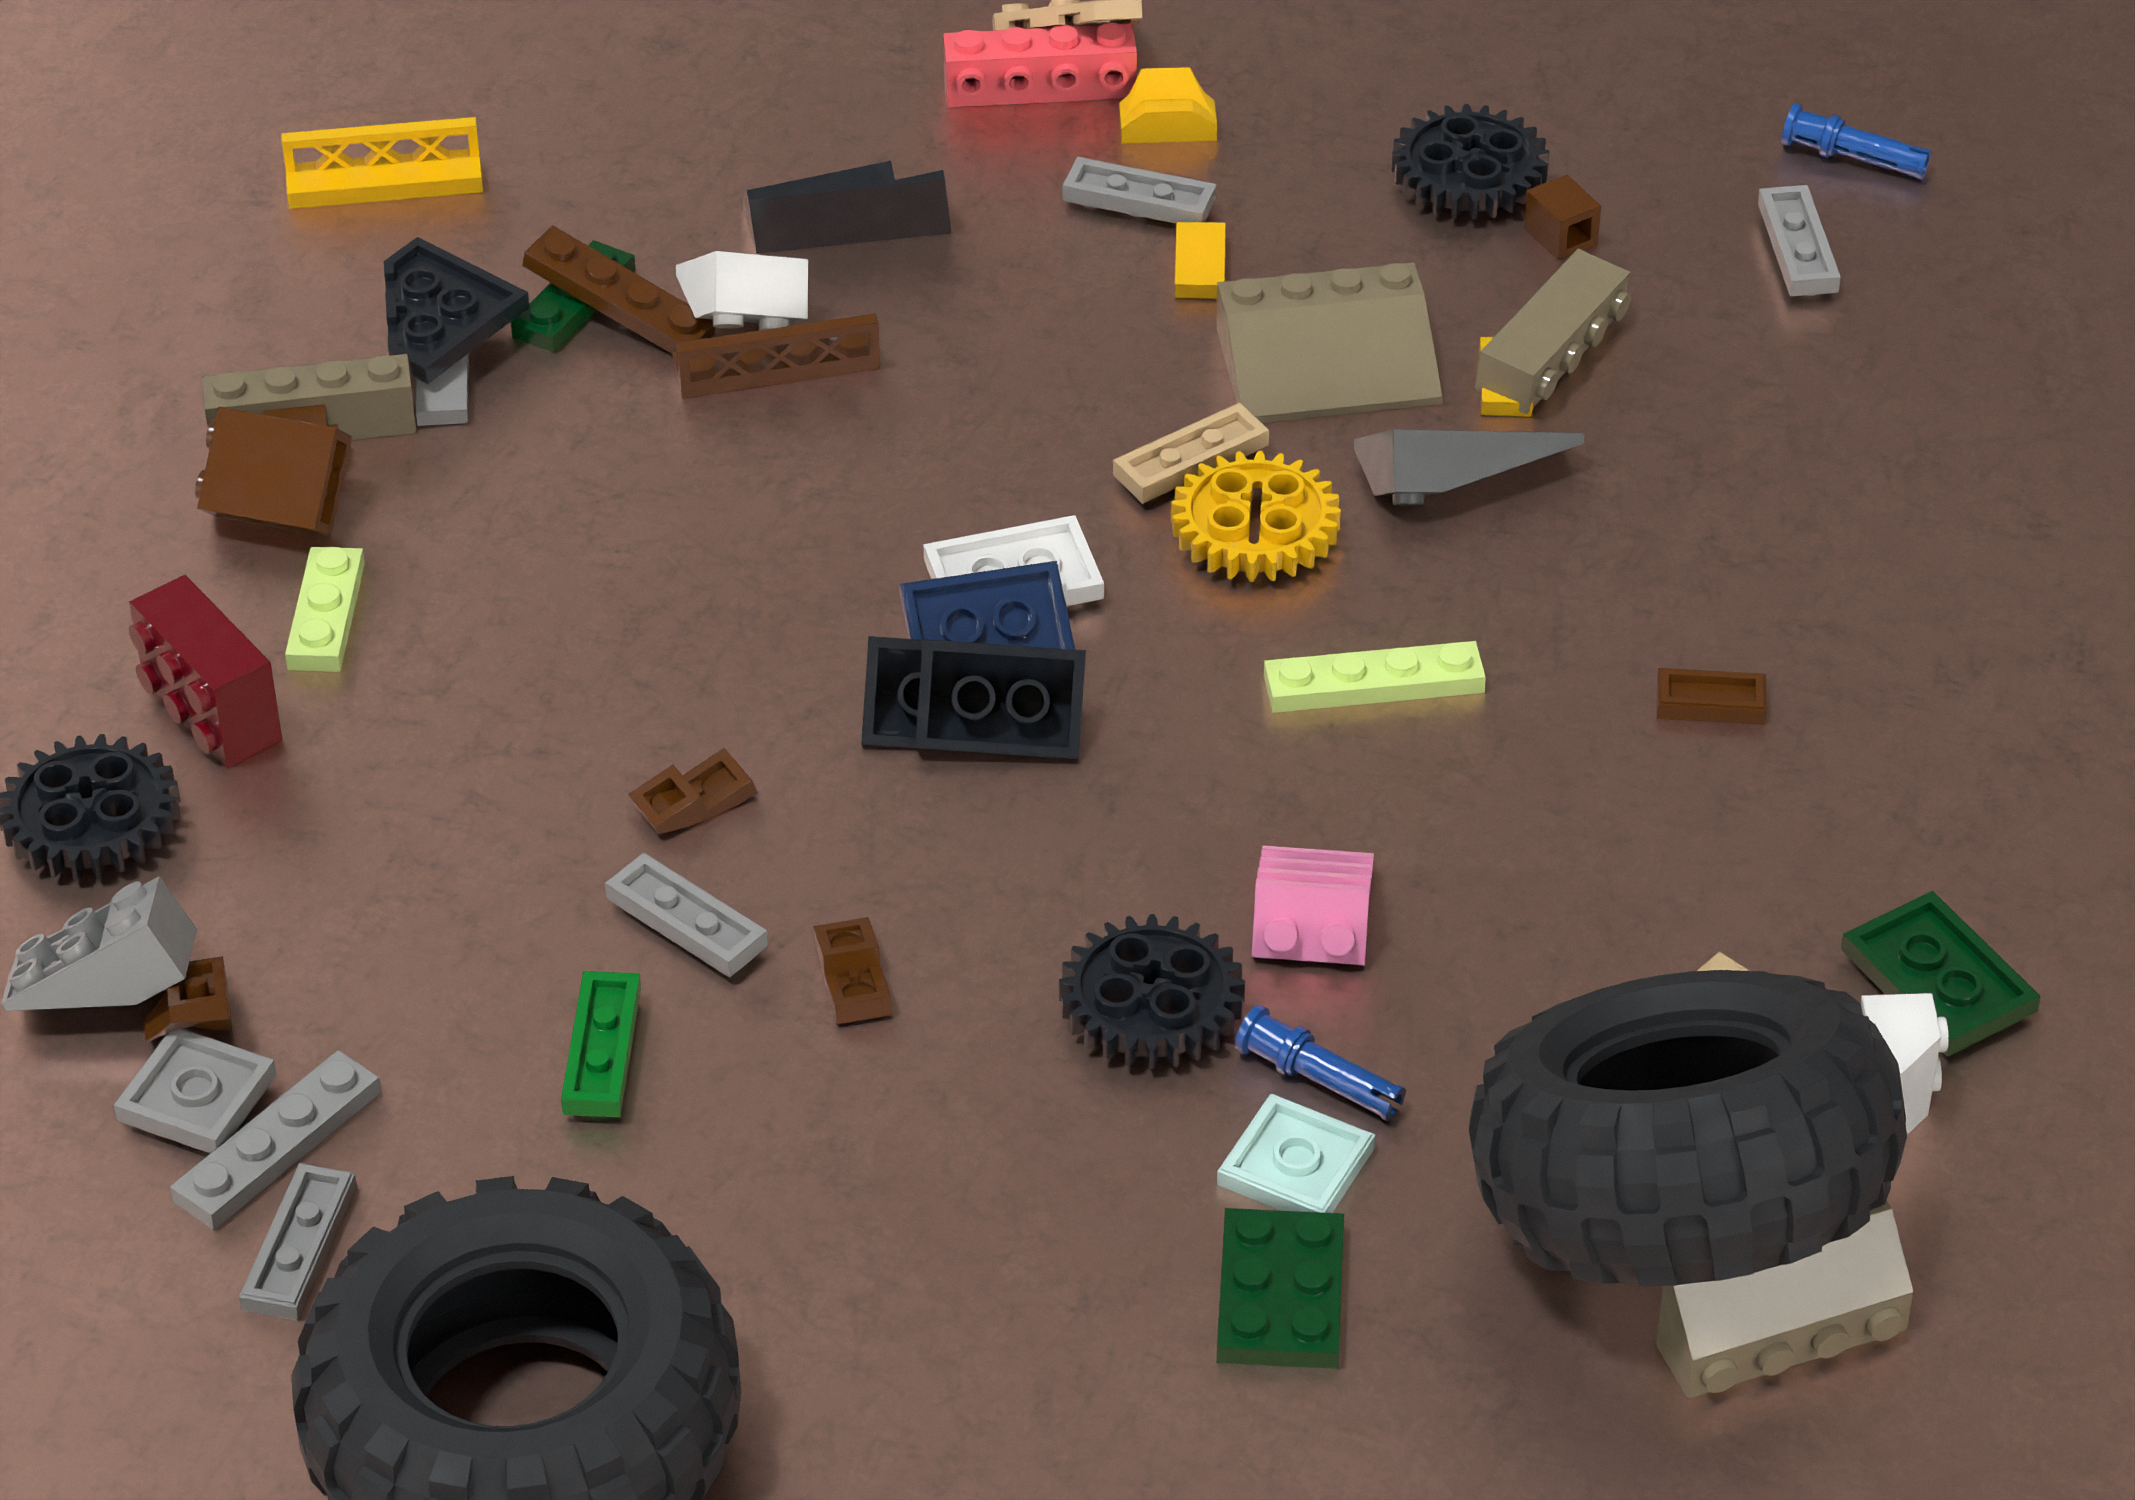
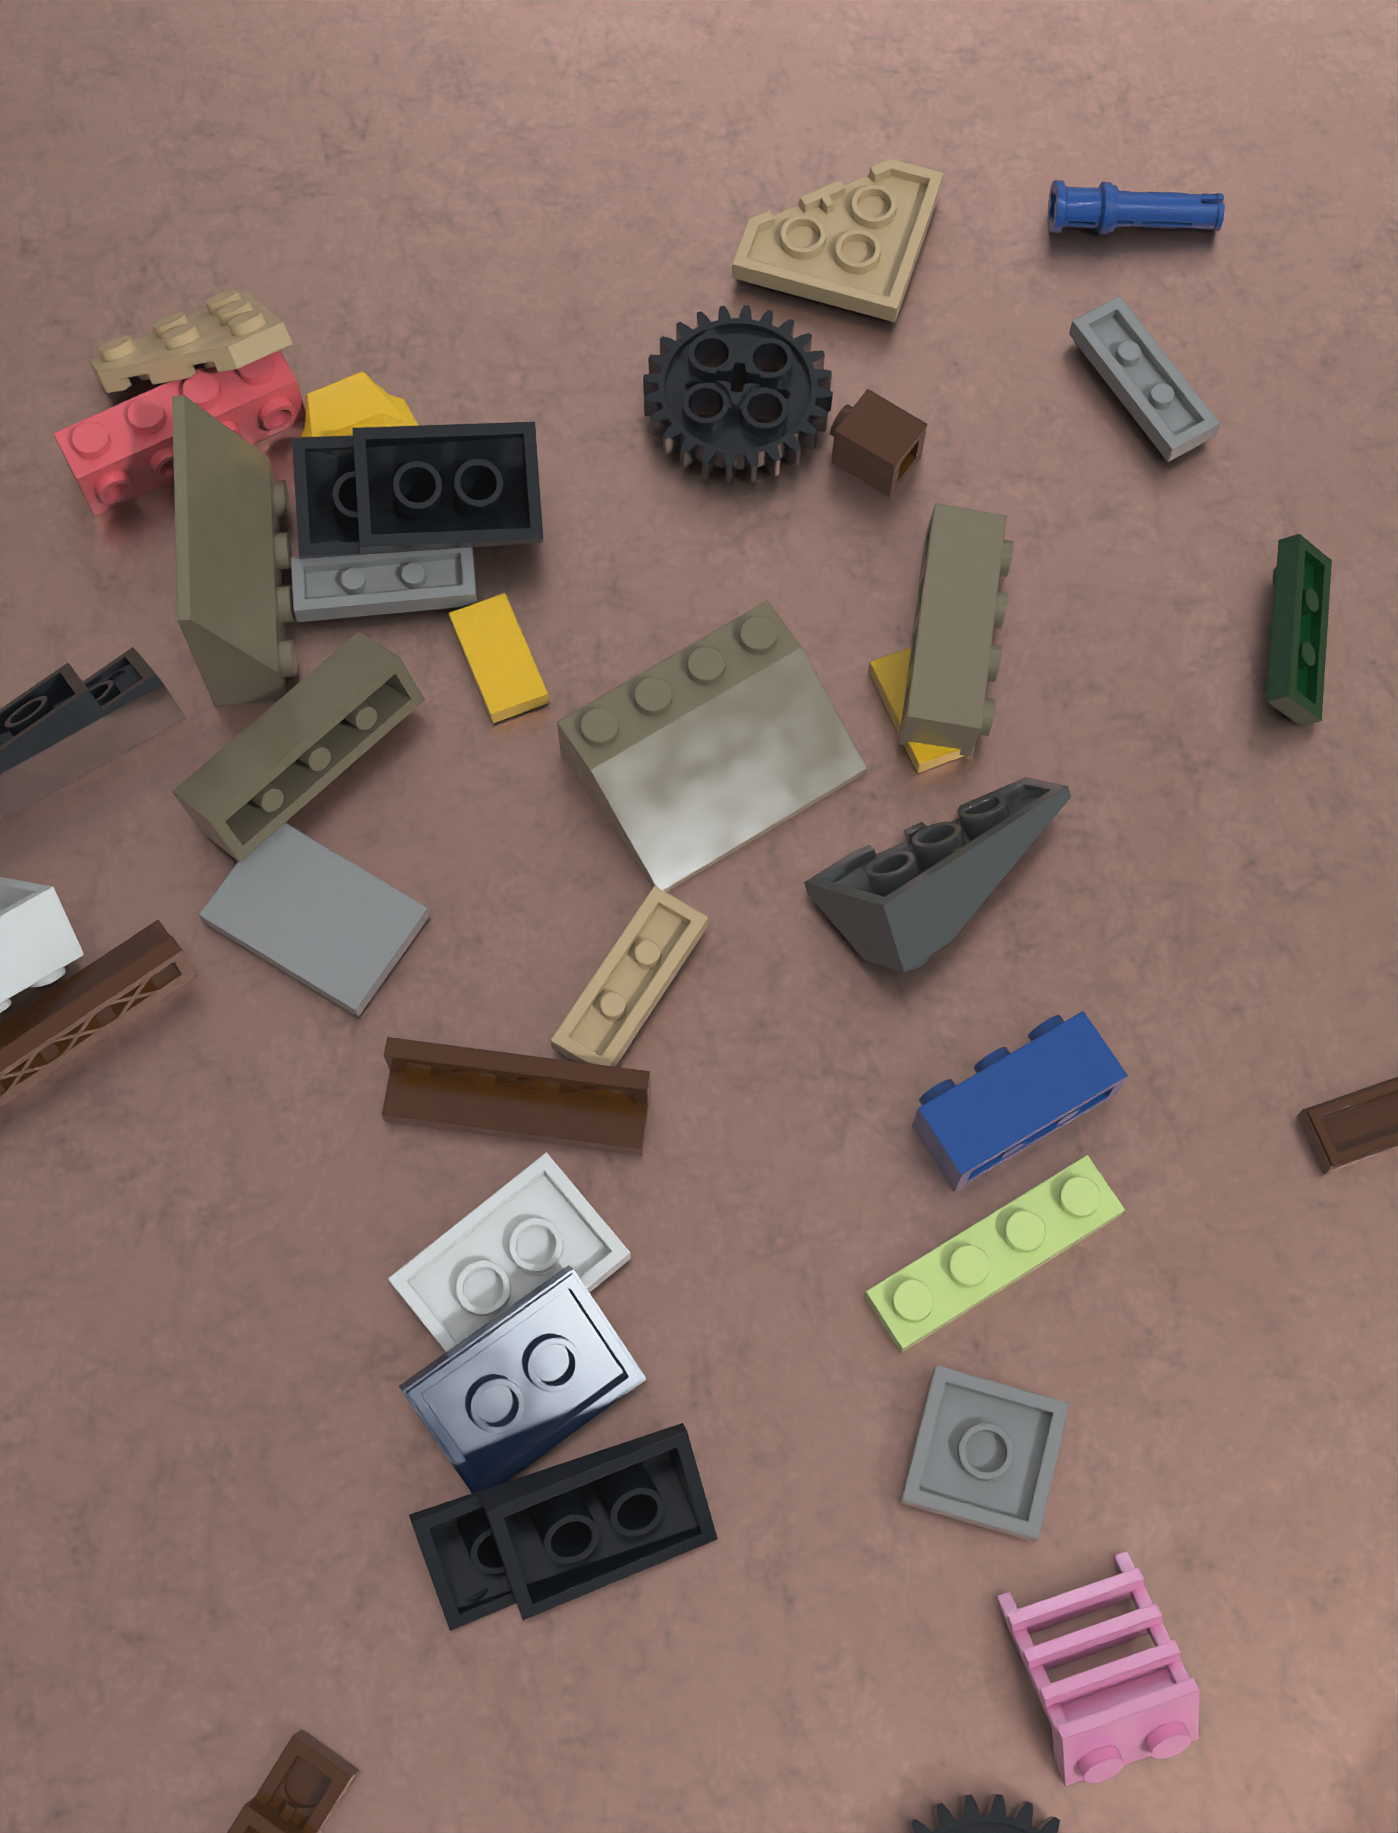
camera: 25 degrees left, 25 degrees up
(983, 357) = (316, 917): none -> light grey tile
(1024, 253) = (299, 745): none -> dark tan brick
(1029, 131) = (231, 560): none -> dark tan slope
(1040, 483) = (516, 1096): none -> reddish brown fence
(1193, 136) = (417, 489): none -> black slope
(1295, 518) = (805, 1042): yellow gear -> none
(1299, 767) = (985, 1453): none -> light grey plate
(1441, 594) = (1017, 1098): none -> blue brick
(1609, 103) = (845, 241): none -> tan plate
(1828, 410) = (1299, 630): none -> dark green plate

